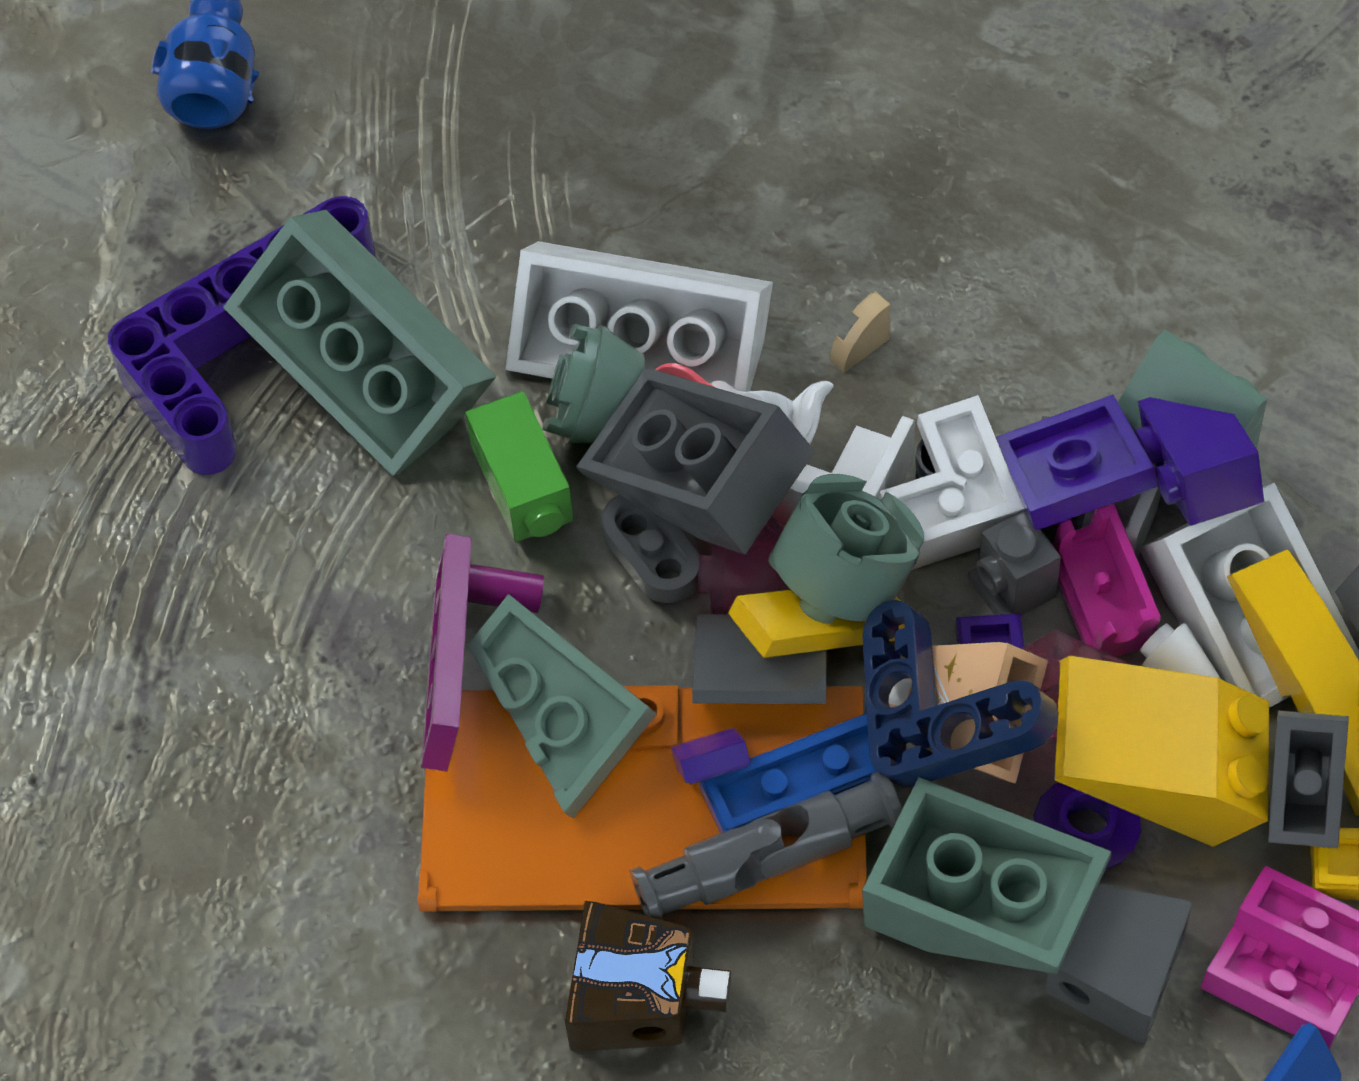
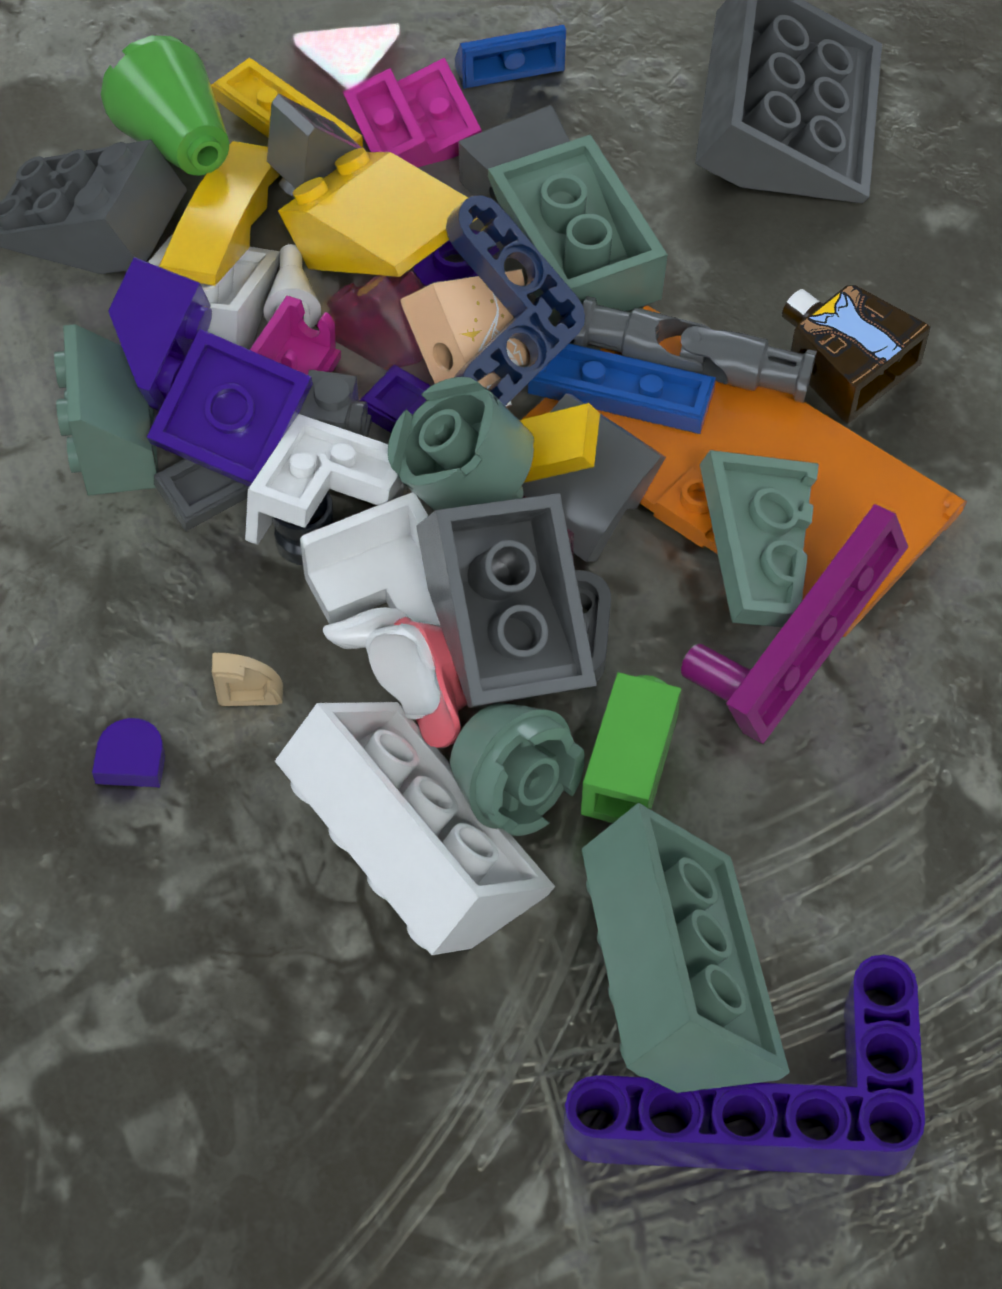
camera: 145 degrees left, 0 degrees up
(710, 756) = (682, 421): dark purple tile -> none
(891, 242) = (129, 754): none -> dark purple tile

